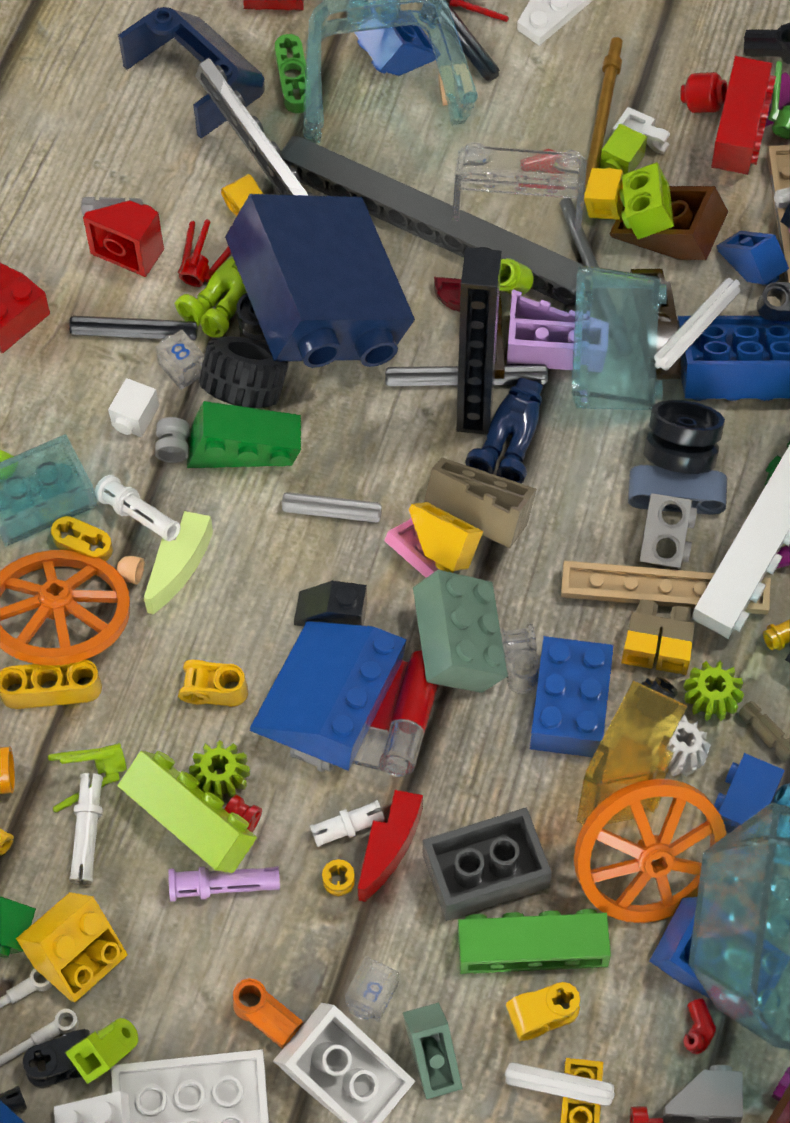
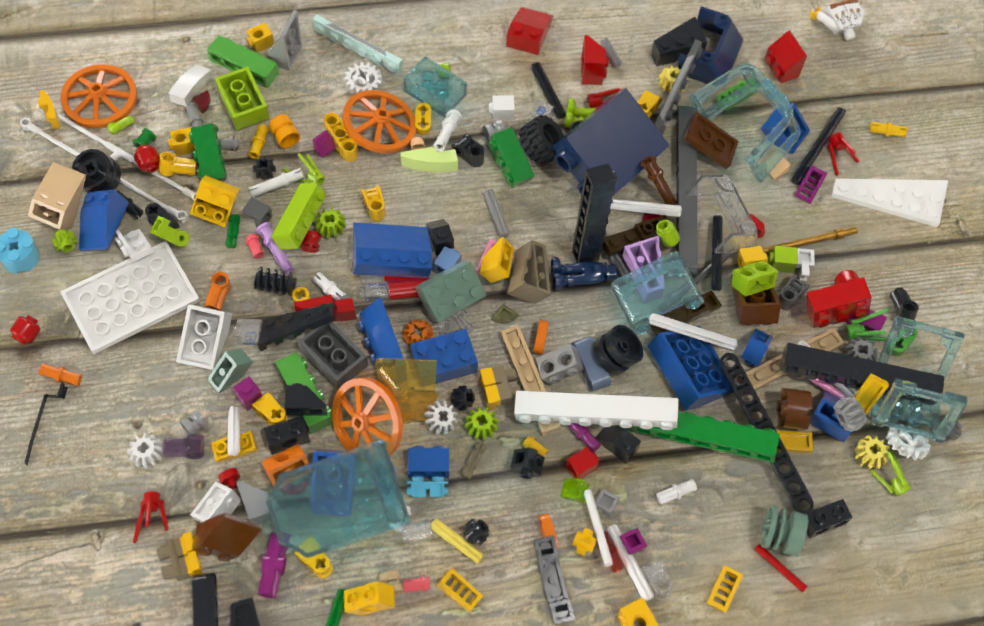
camera: 60 degrees right, 0 degrees up
(41, 827) = (264, 168): none -> black gear
(47, 719) = (323, 144): none -> magenta slope
(134, 881) = (258, 211): none -> dark grey panel
(146, 942) = (233, 229): none -> green axle
(160, 100) = (678, 40): none -> black wedge
(188, 493) = (468, 149): none -> black piece
(198, 915) = (253, 242): none -> coral pin
(219, 145) = (668, 77): none -> light yellow gear
(291, 905) = (275, 282): none -> black piece
(369, 143) = (711, 140): none -> reddish brown plate
(393, 614) = (446, 259): none -> medium blue brick
(401, 907) = (295, 323): none -> black wing
(405, 242) = (656, 175): none -> reddish brown pin
(440, 289) = (646, 207): none -> white axle
(488, 730) = (409, 330): none -> orange gear
(495, 1034) = (247, 392): none -> magenta brick
(505, 775) = (379, 332): none -> blue slope
(508, 40) = (814, 171): none -> magenta slope
(527, 577) = (504, 315): none -> olive tile
(565, 229) = (717, 238): none -> black axle
(567, 941) = (303, 401): none -> black slope
(597, 539) = (541, 337): none -> orange beam
(604, 1000) = (286, 434): none -> black brick
(675, 1037) = (283, 462): none -> orange brick
(682, 165) = (793, 291): none -> dark grey piece

